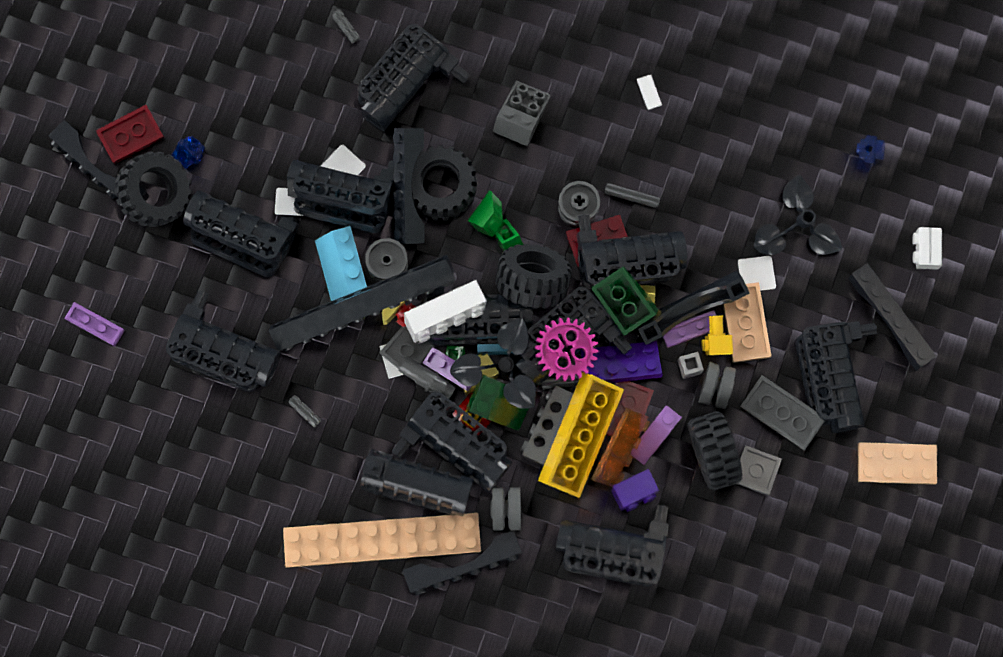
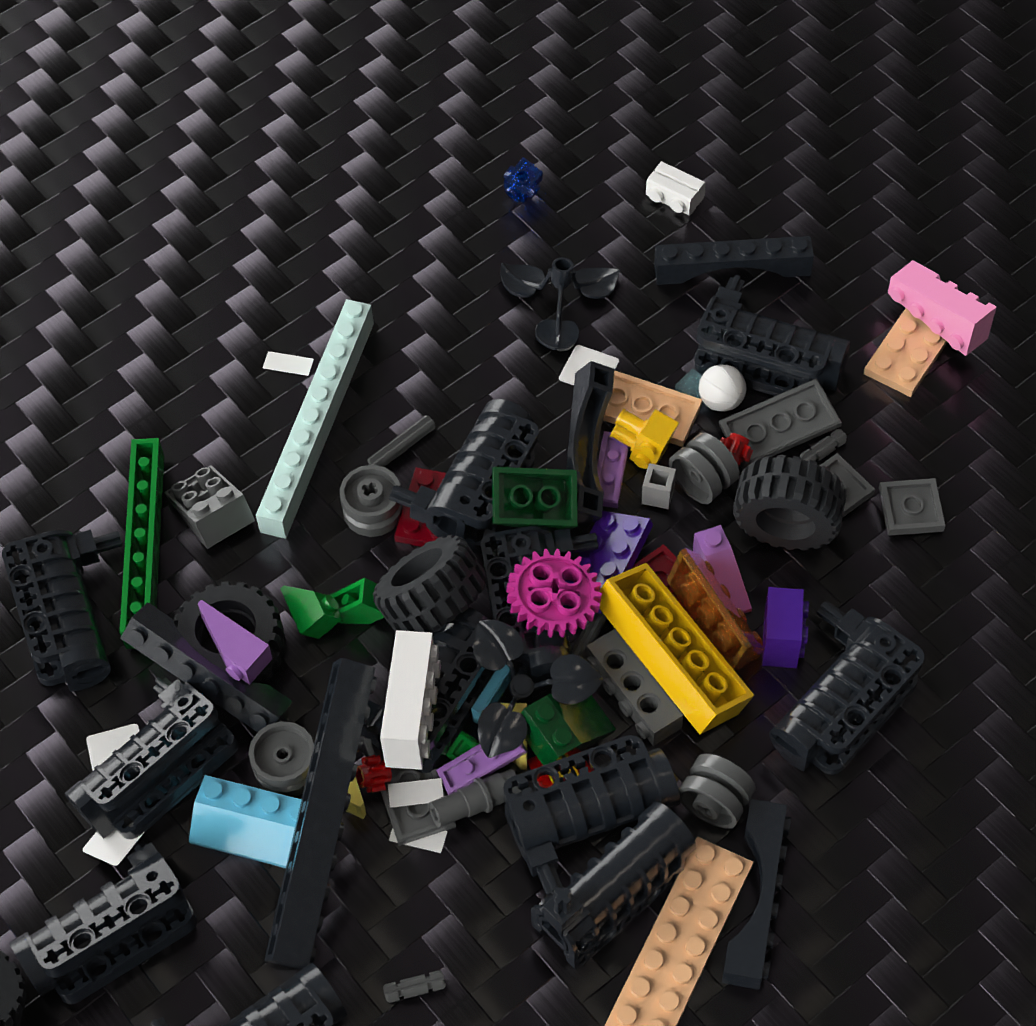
camera: 55 degrees left, 20 degrees down
(416, 349) = (415, 792): none -> white sticker
(426, 195) = (240, 650): none -> medium lavender slope
(475, 90) = (142, 529): none -> green brick
(618, 134) = (315, 420): none -> light aqua brick
(742, 396) = (738, 447): none -> red gear
(771, 523) = (911, 506): none -> dark grey plate
(781, 345) = (689, 384): none -> clear light blue plate
(783, 448) = (825, 446): none -> dark grey axle
(785, 364) = (722, 388): none -> white piece
(928, 466) = (943, 307): none -> bright pink wedge

